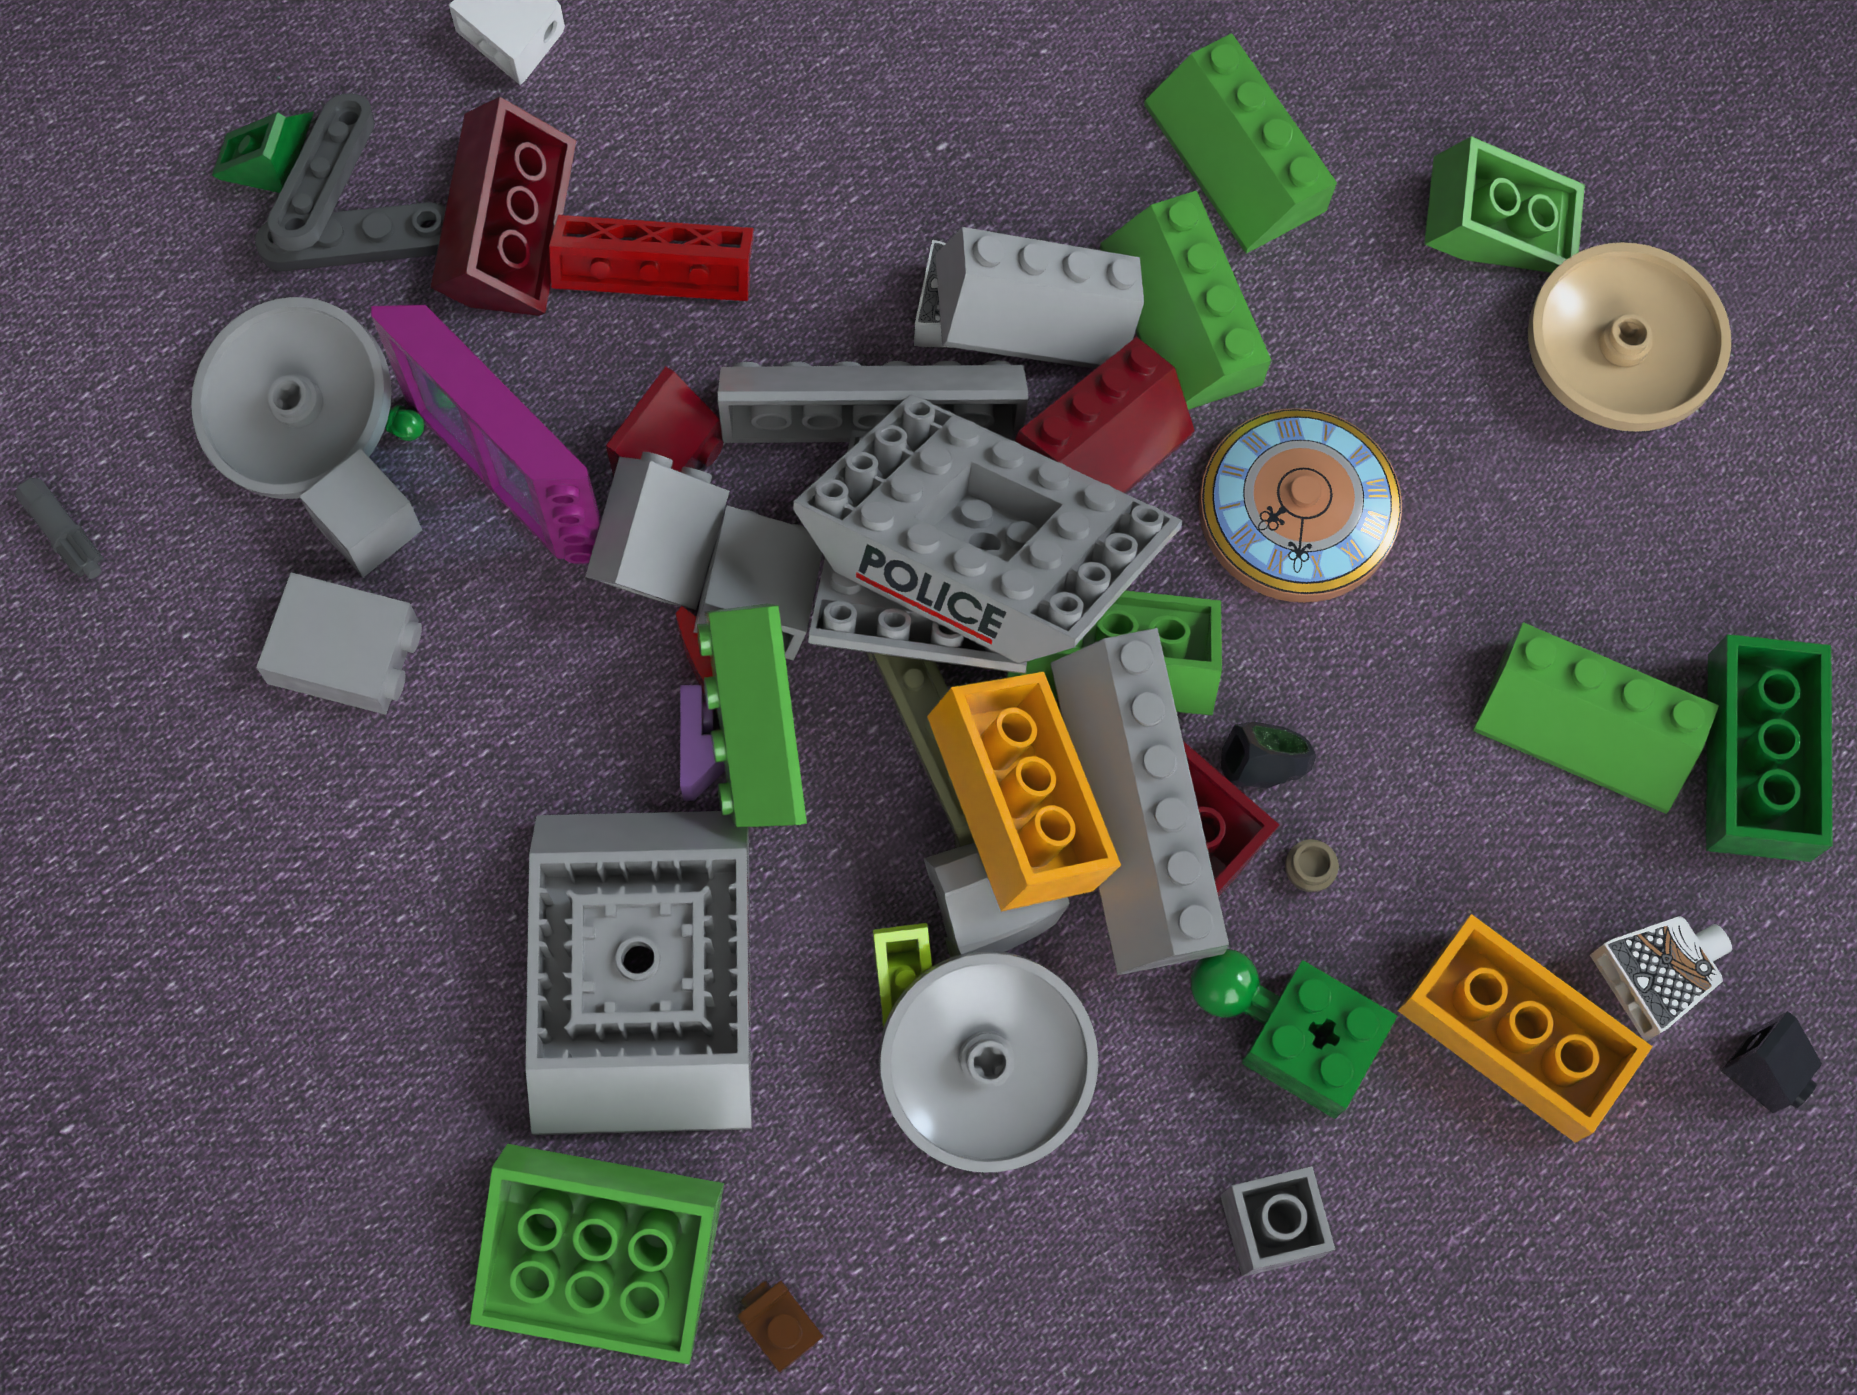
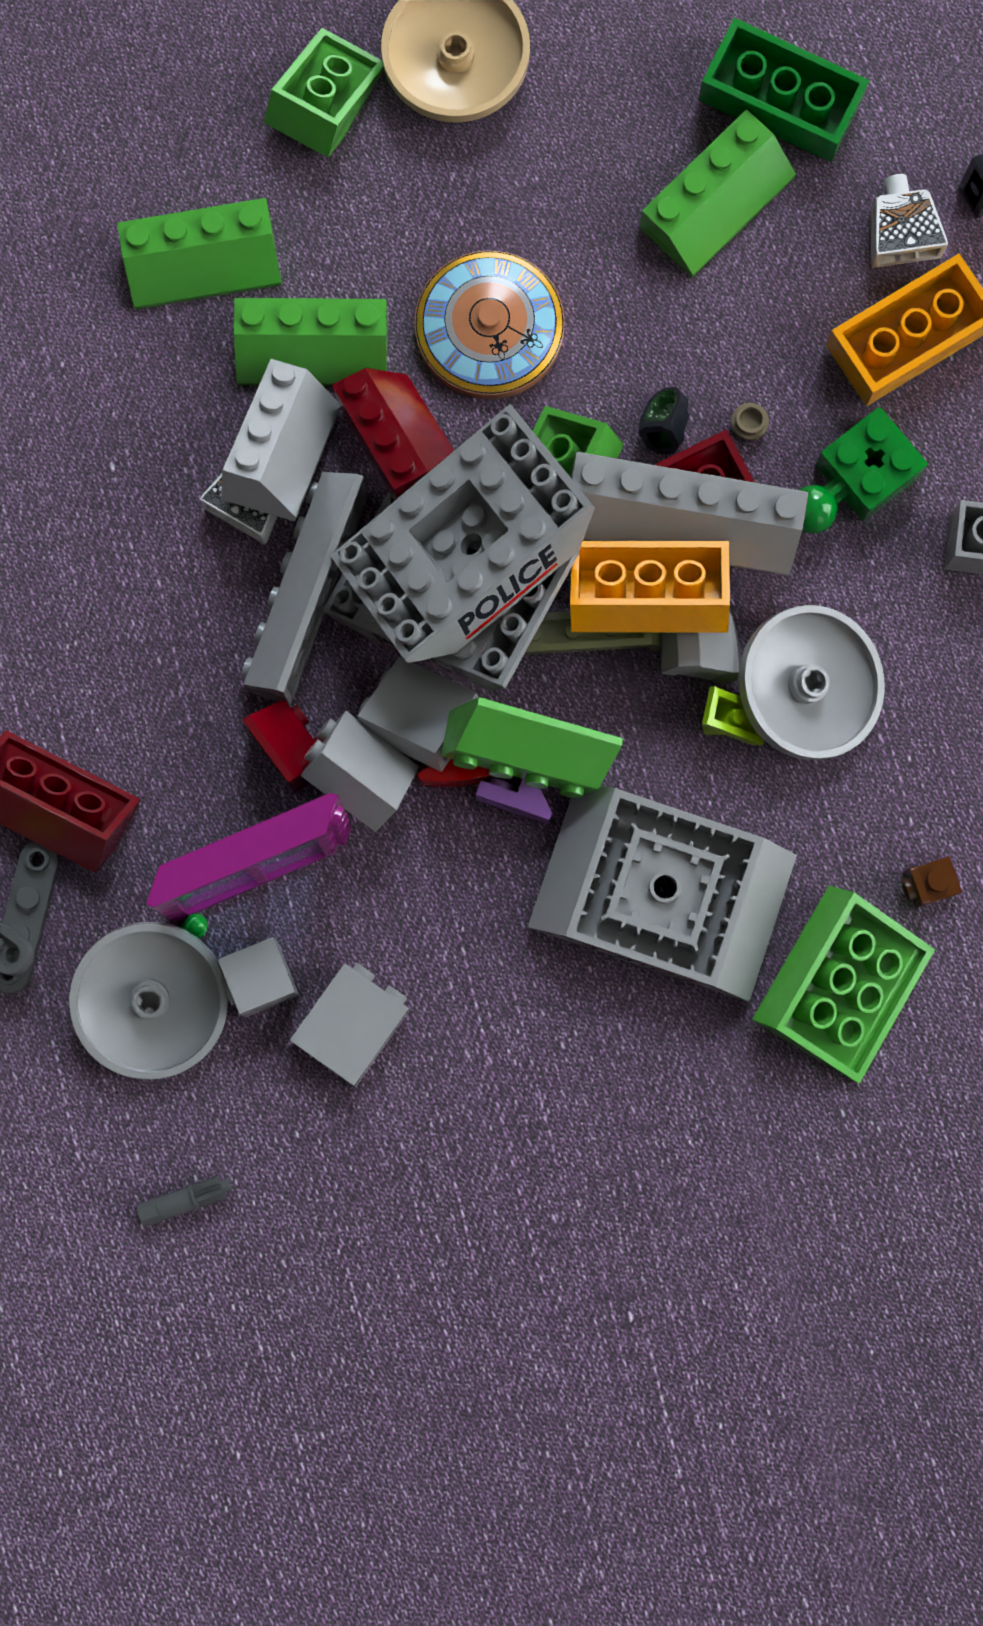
camera: 65 degrees left, 10 degrees up
(650, 262) = (134, 707): red fence -> none

